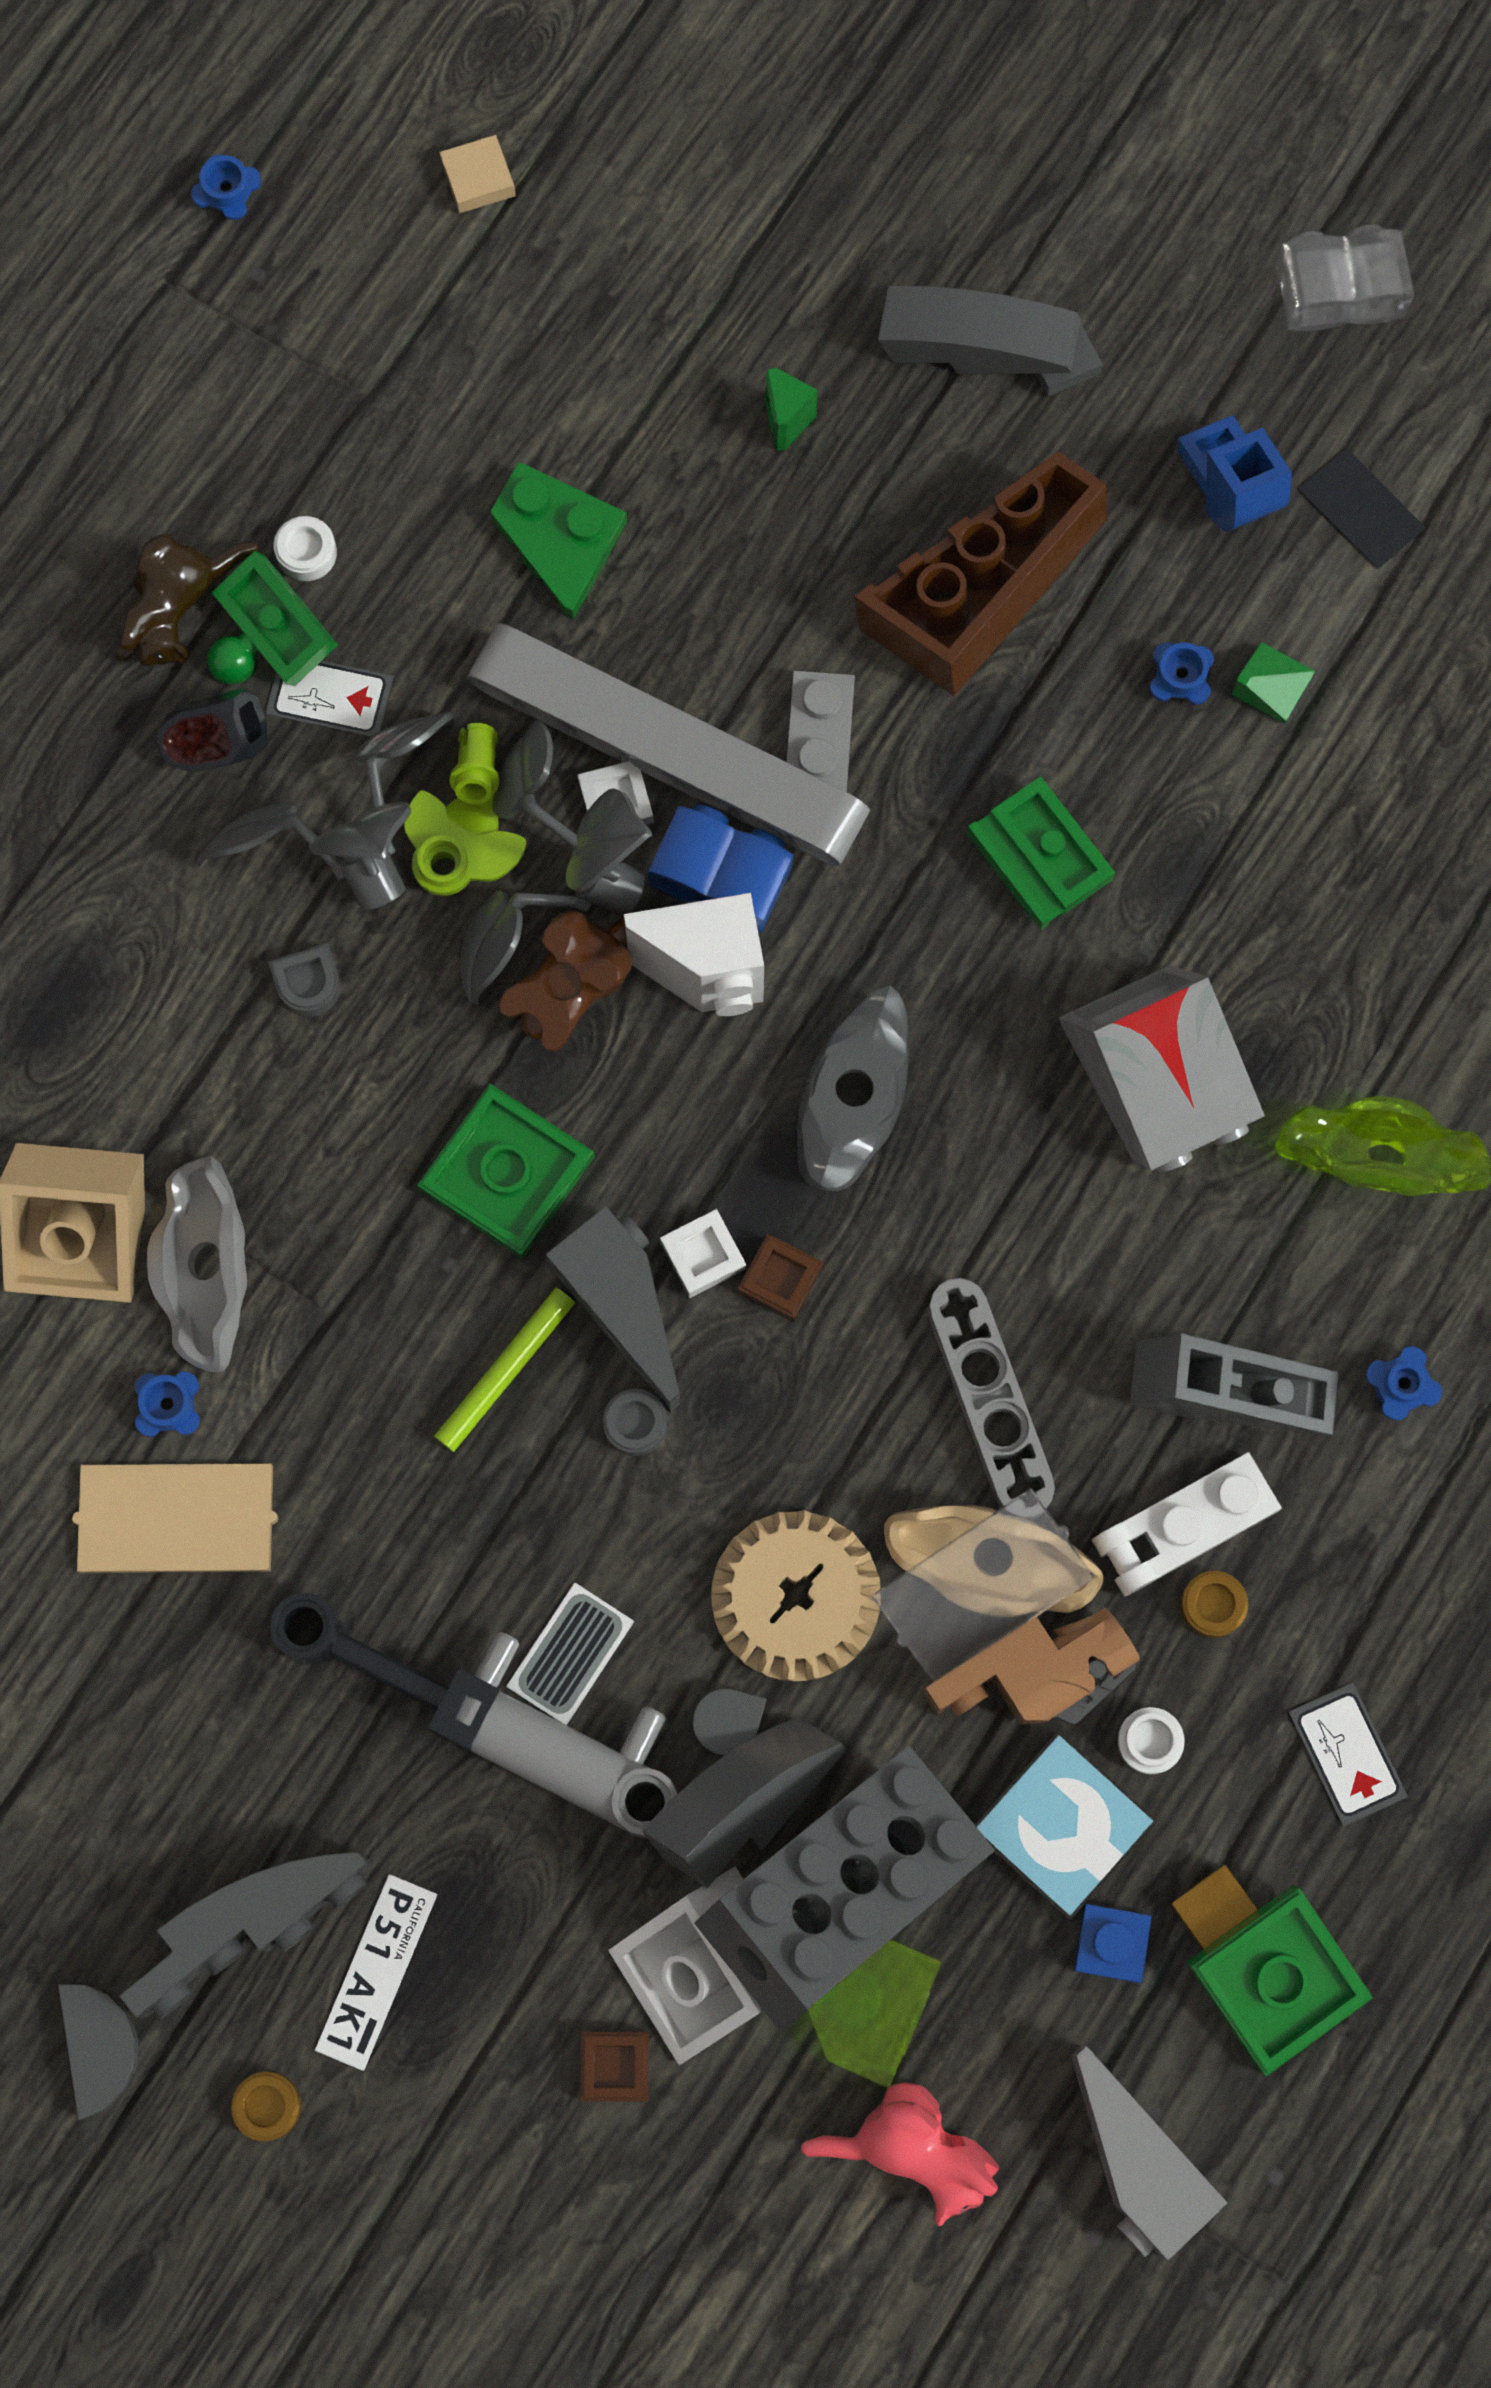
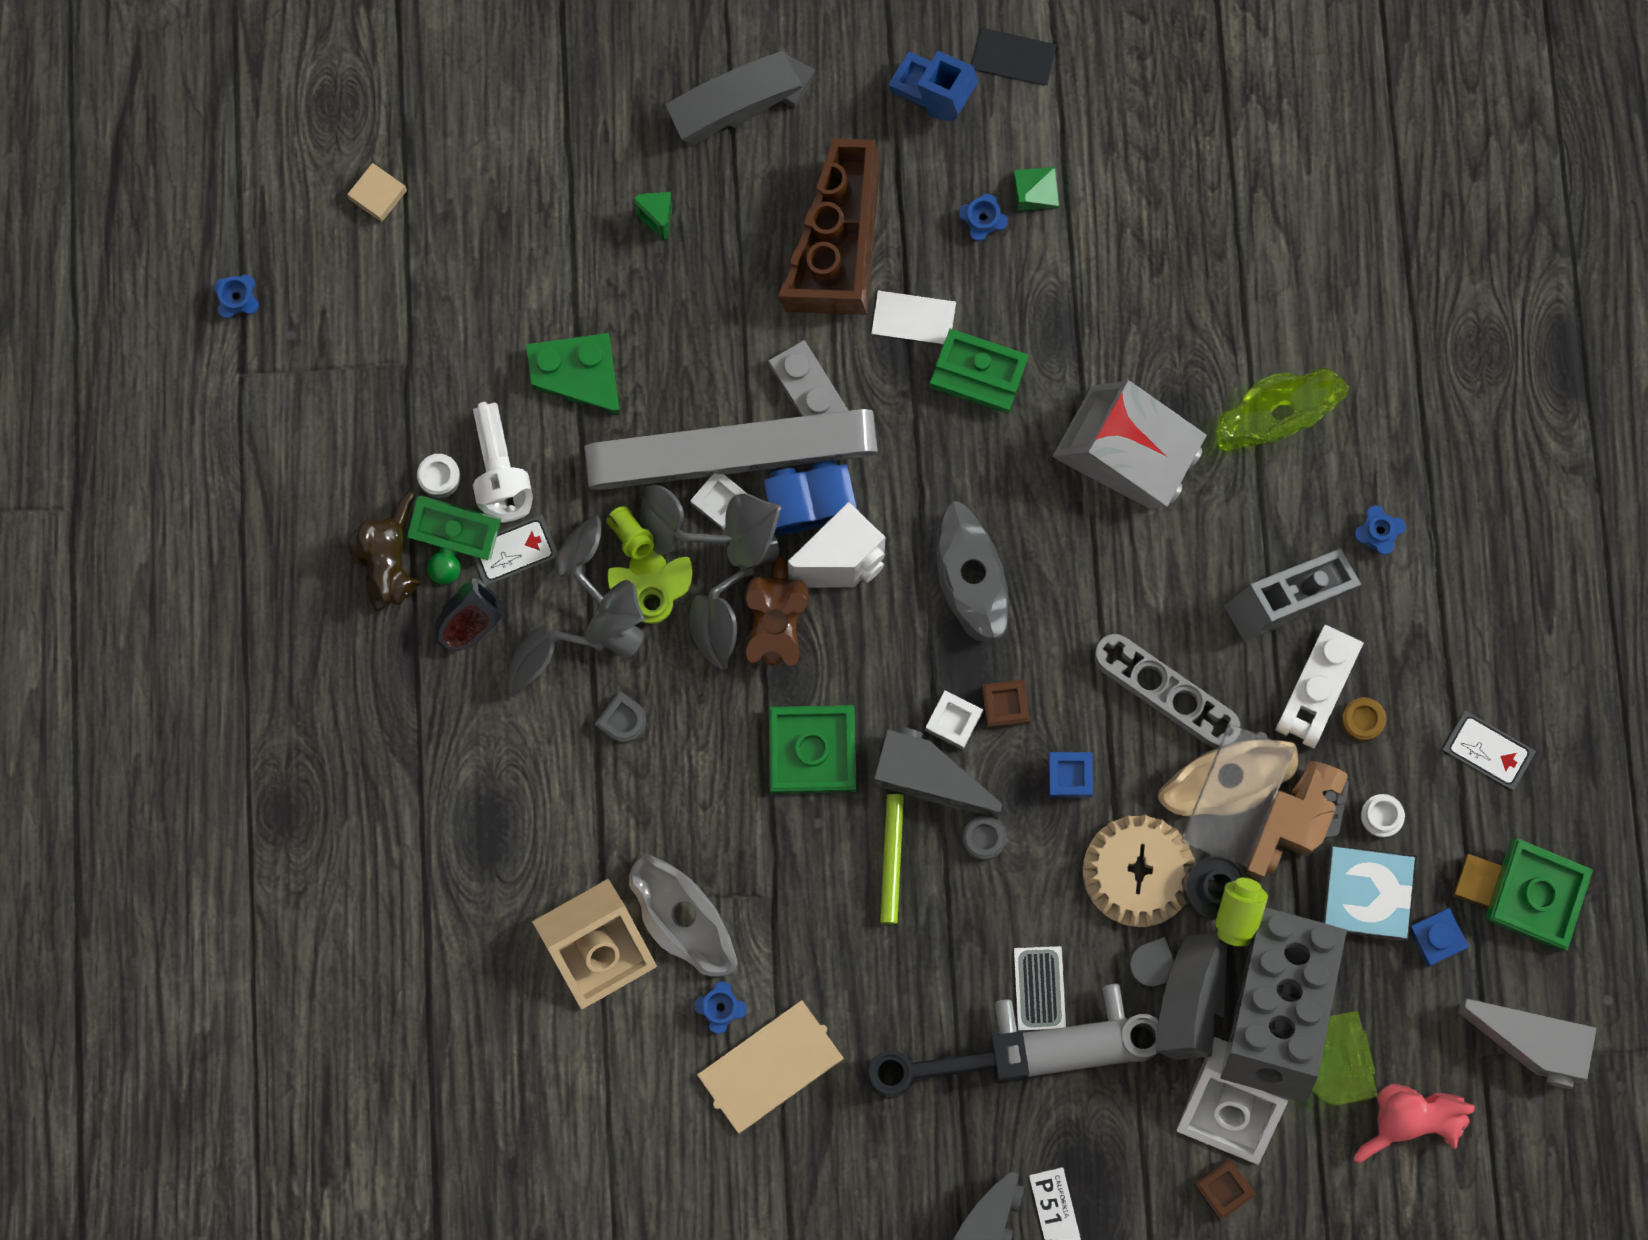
camera: 35 degrees left, 0 degrees up
(366, 599) = (500, 479): none -> white piece
(795, 1418) = (1070, 774): none -> blue plate
(871, 1682) = (1206, 883): none -> black plate
(875, 1733) = (1240, 911): none -> lime brick
(1009, 737) = (913, 317): none -> white sticker

